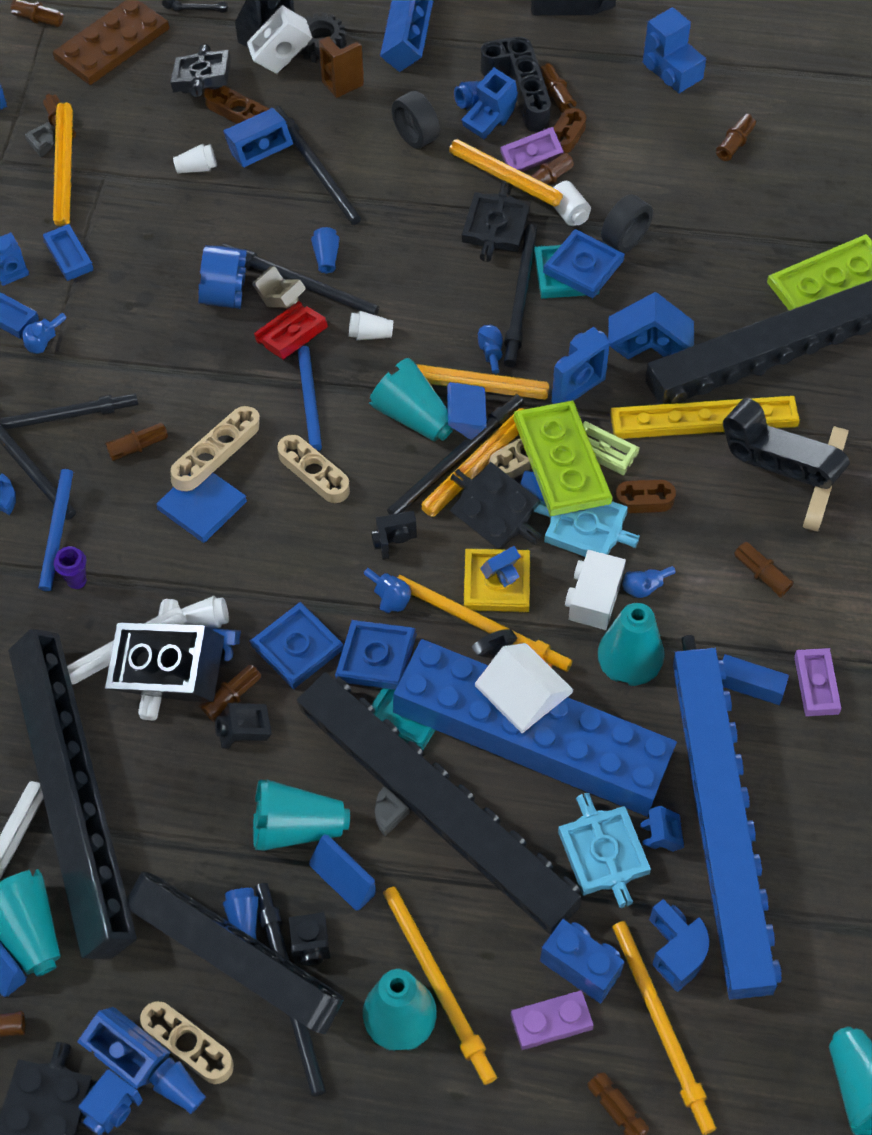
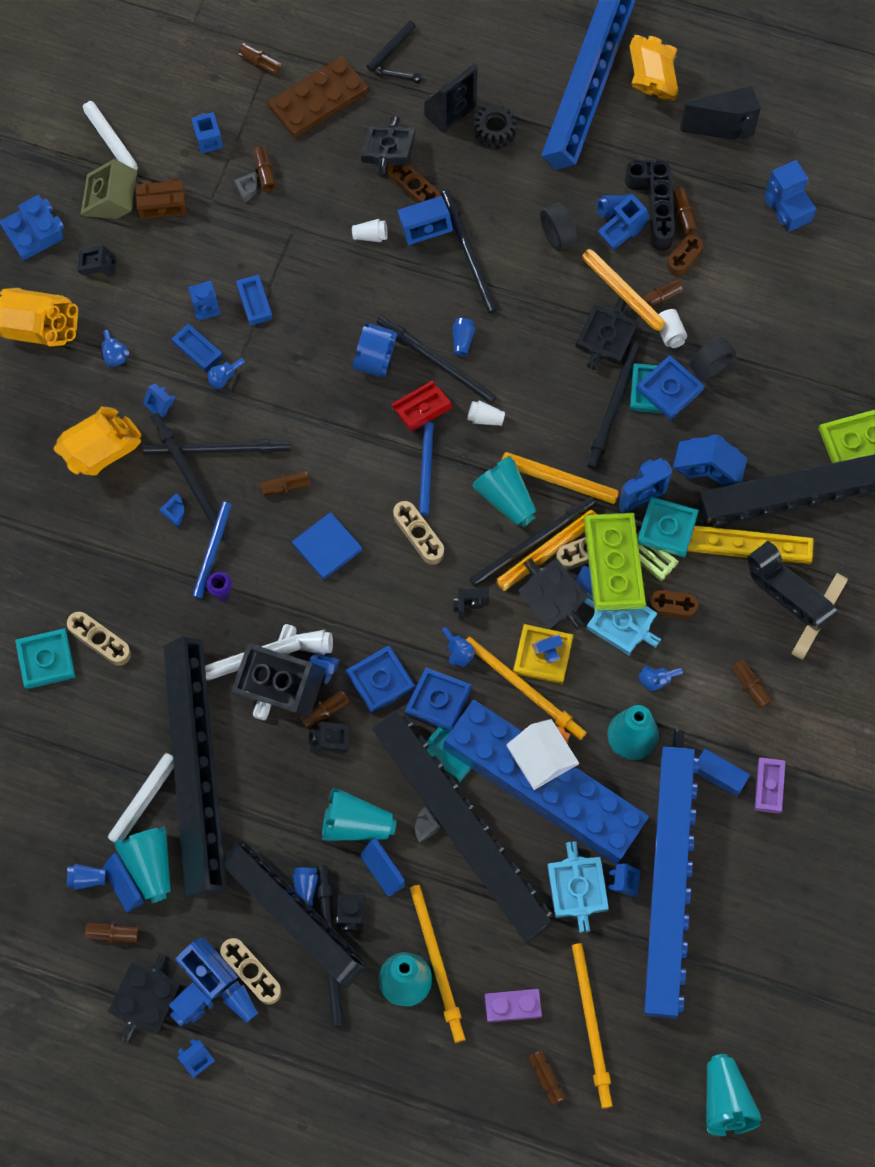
camera: 10 degrees right, 10 degrees up
(62, 167) = (261, 217): light orange axle -> none
(211, 445) = (342, 499): tan beam -> none
(276, 290) = (417, 368): dark tan bracket -> none
(279, 39) = (458, 128): white brick -> none
(341, 67) = (505, 167): reddish brown panel -> none
(466, 408) = (548, 504): blue slope -> none
(491, 342) = (580, 445): blue piece -> none
(492, 643) = (530, 709): black tile -> none
(532, 150) = (650, 272): medium lavender plate -> none
(582, 960) = (543, 967): blue brick -> none
(596, 589) = (617, 678): white brick -> none
(617, 410) = (667, 527): none -> teal tile
(687, 945) = (623, 972): blue brick -> none
(735, 137) = (825, 287): reddish brown axle -> none

